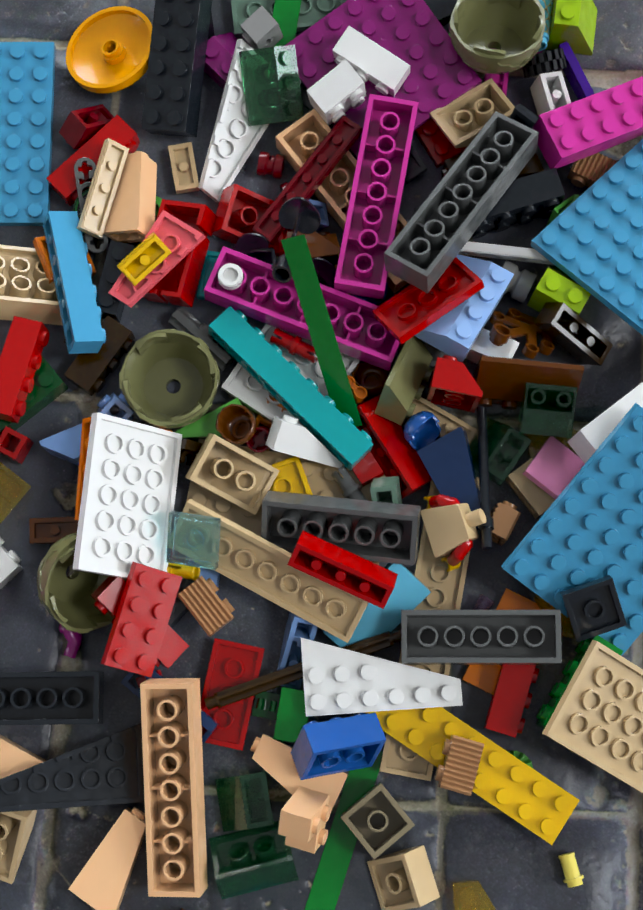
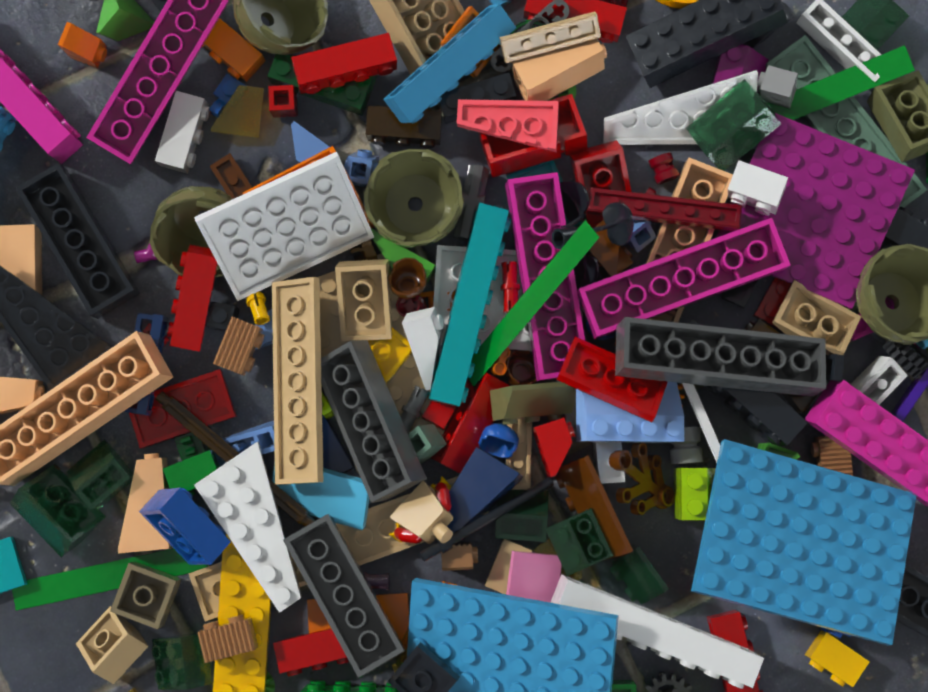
camera: 65 degrees right, 5 degrees up
(141, 620) = (192, 299): plate -> none
(144, 259) = (504, 111): yellow slope -> none
(183, 168) = (615, 94): tan plate -> none
(193, 540) = (285, 302): clear light blue tile -> none
(230, 276) = (532, 195): white tile -> none
(305, 820) = (108, 534): light nougat brick -> none
(343, 569) = (330, 444): red brick -> none
(371, 61) = (806, 200): white brick -> none
(454, 823) = (180, 663): none -> clear green slope
(573, 333) = (665, 524): dark brown brick -> none
(604, 382) = (638, 575): none -> clear green slope

